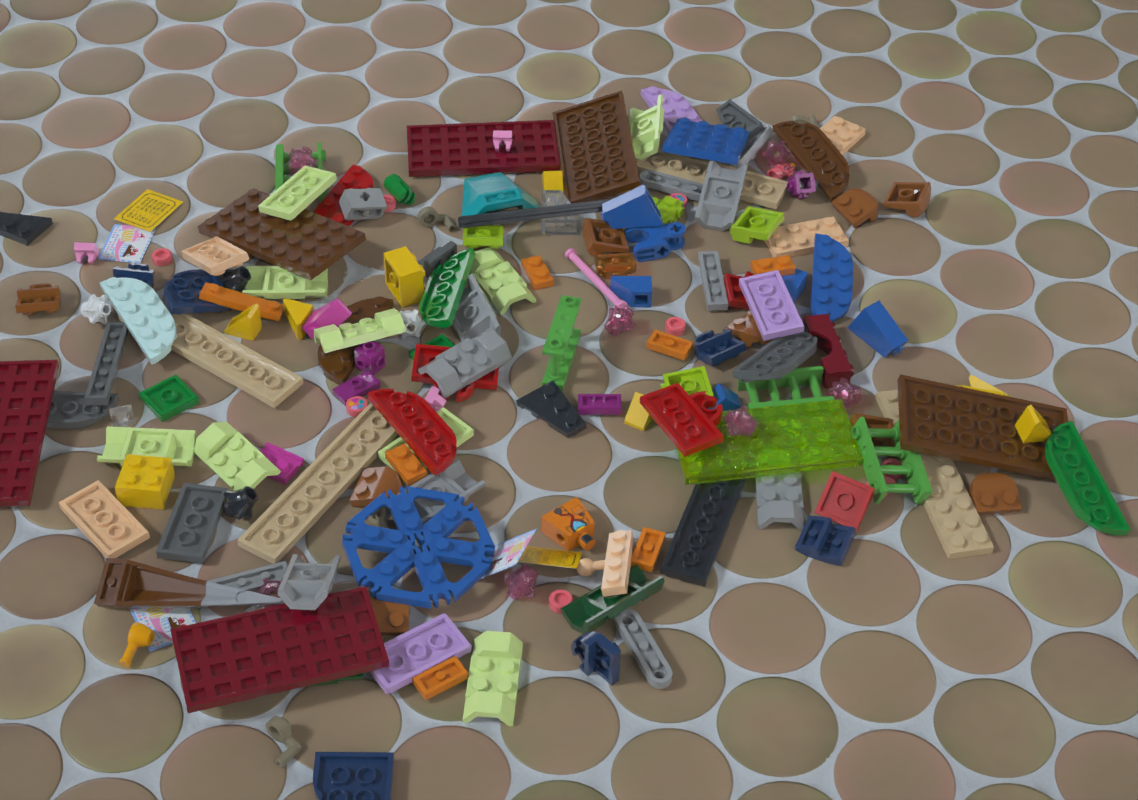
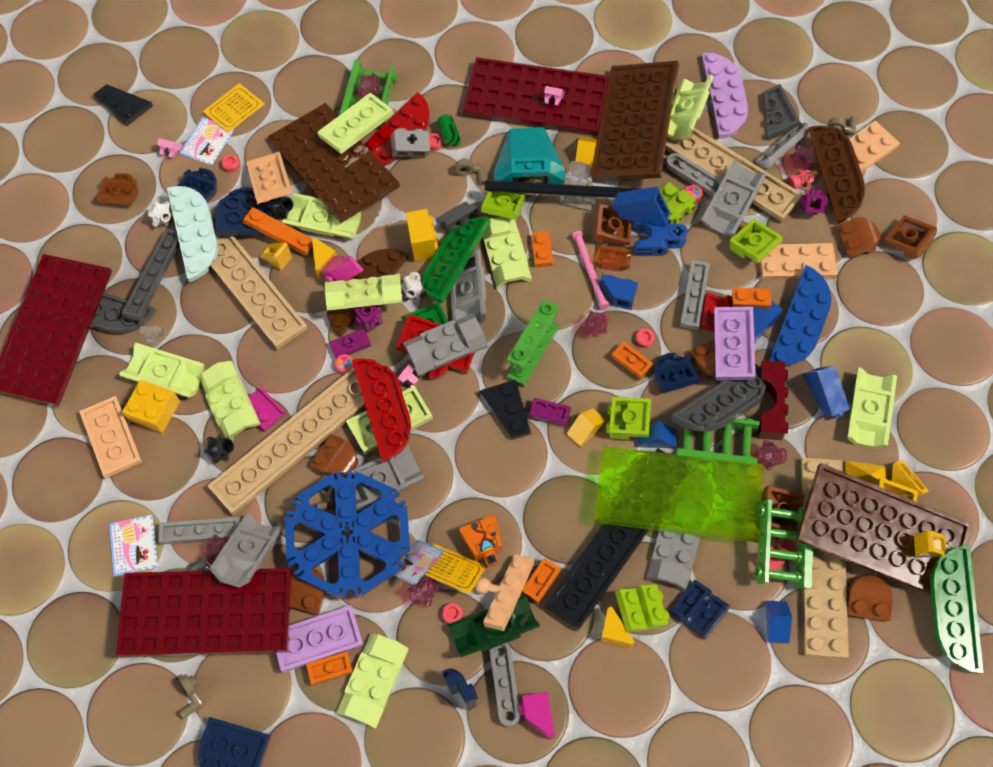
camera: 20 degrees right, 20 degrees up
(138, 636) = (105, 563): light orange bar -> none
(141, 586) = (120, 516): reddish brown plate -> none
(169, 398) = (196, 318): green tile -> none
(192, 523) = (178, 457): dark grey plate -> none
(406, 464) = (363, 442): orange plate -> none
(685, 417) = (613, 457): red plate -> none
(692, 665) = (538, 713): none -> dark pink slope
(706, 141) = (738, 135): blue plate -> none
(740, 422) = (658, 476): clear pink rock -> none
(746, 576) = (615, 632): none -> yellow slope
(767, 546) = (642, 608): none -> lime plate
(844, 500) = (729, 576): red plate -> none
(911, 534) = (778, 621): none -> blue slope
(929, 341) = (871, 410): none -> yellowish green piece

